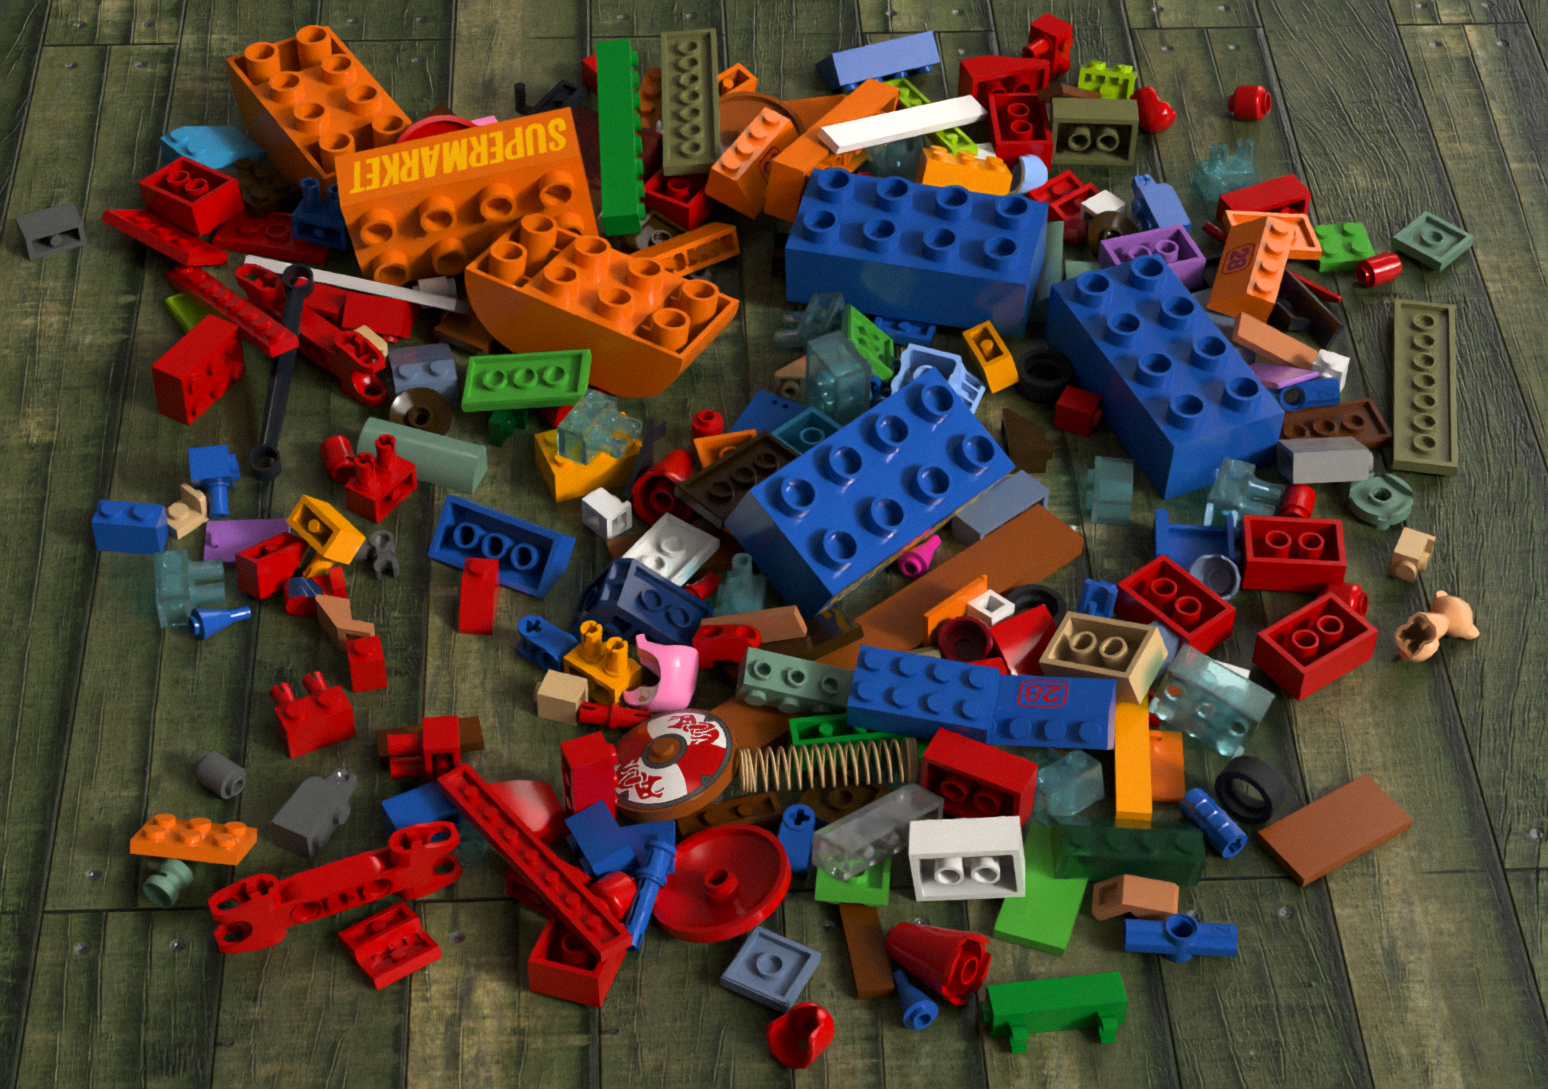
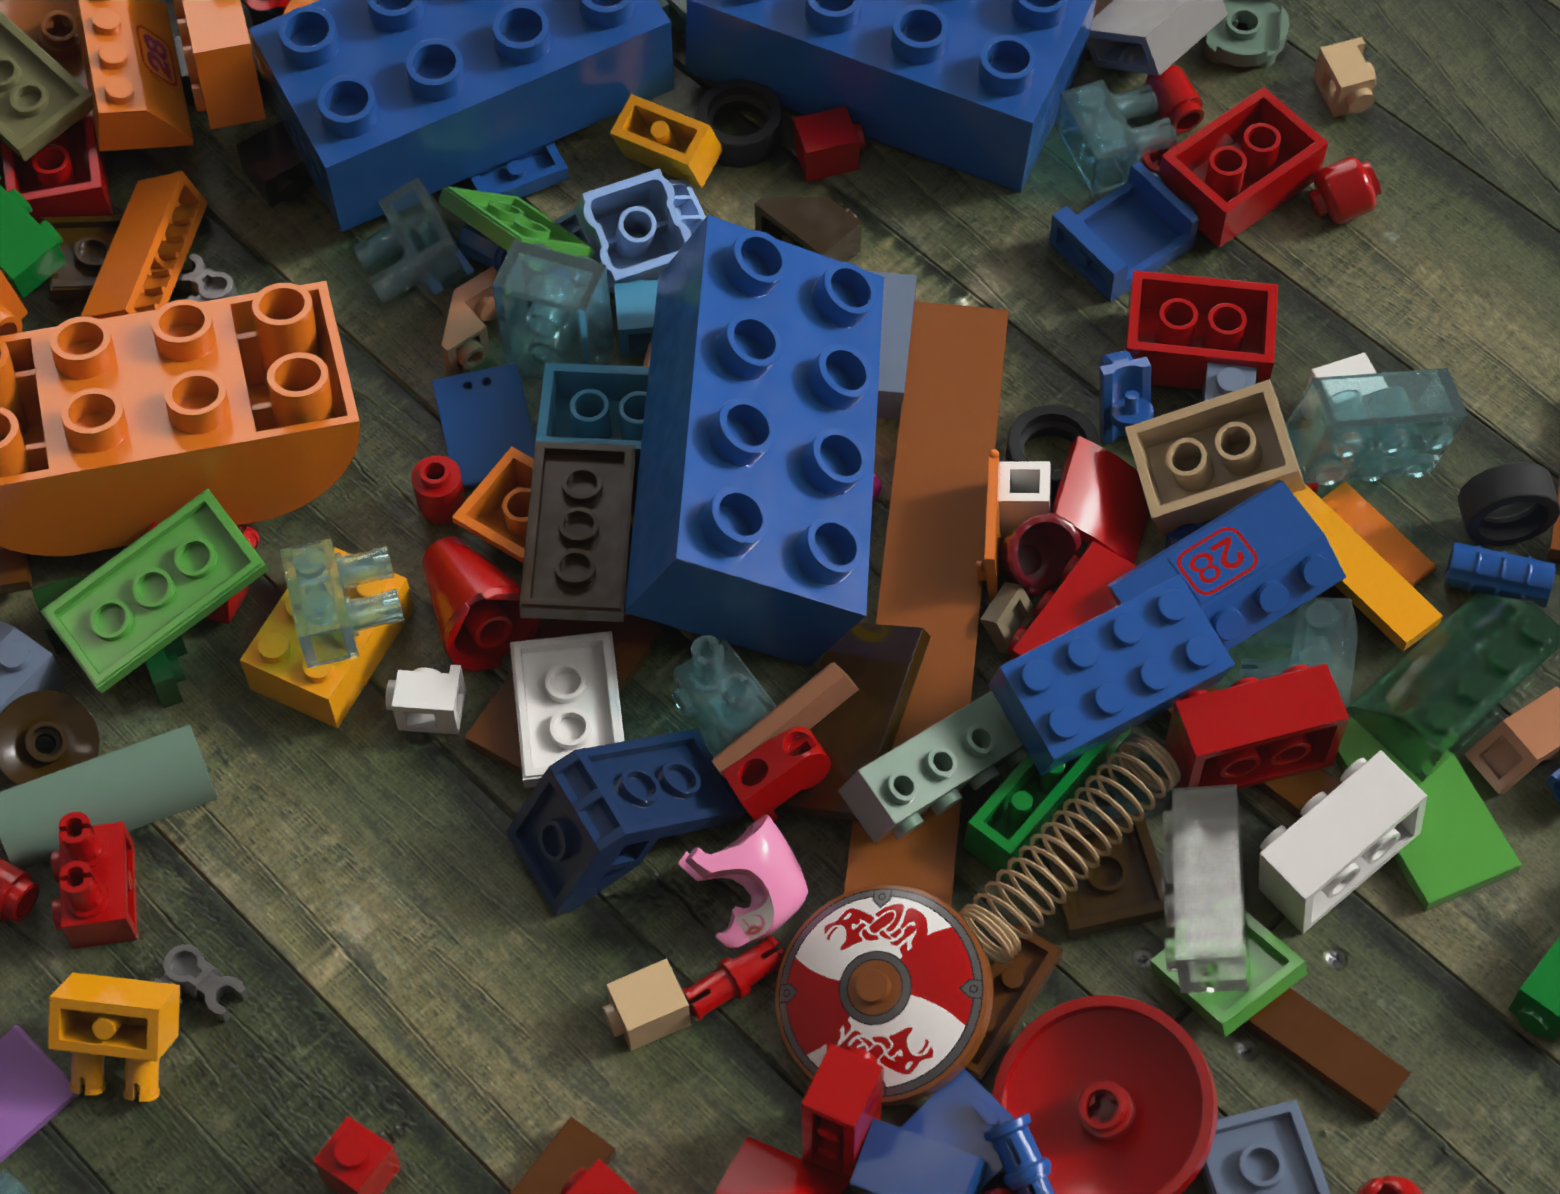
camera: 40 degrees left, 15 degrees up
(269, 564) = (77, 1123): red slope -> none
(301, 592) = (178, 1112): red leg -> none
(336, 620) = (237, 1128): nougat slope -> none
(479, 596) = (396, 945): red slope -> none
(527, 552) = (344, 850): blue slope -> none
(543, 643) = (558, 947): blue piece -> none
(604, 665) = (659, 925): light orange brick -> none
(645, 457) = (404, 552): black flag -> none
(705, 586) = (650, 711): red pin -> none
(797, 836) = (1121, 972): blue piece -> none
(916, 1007) = (1453, 1075): blue cone -> none
(941, 958) = (1424, 995): red cone -> none
(1111, 491) = (969, 224): clear light blue brick -> none
(1217, 574) = (1196, 251): sand blue hair -> none
(1314, 646) = (1381, 267): red brick -> none
(1421, 634) = (1468, 170): light nougat animal -> none

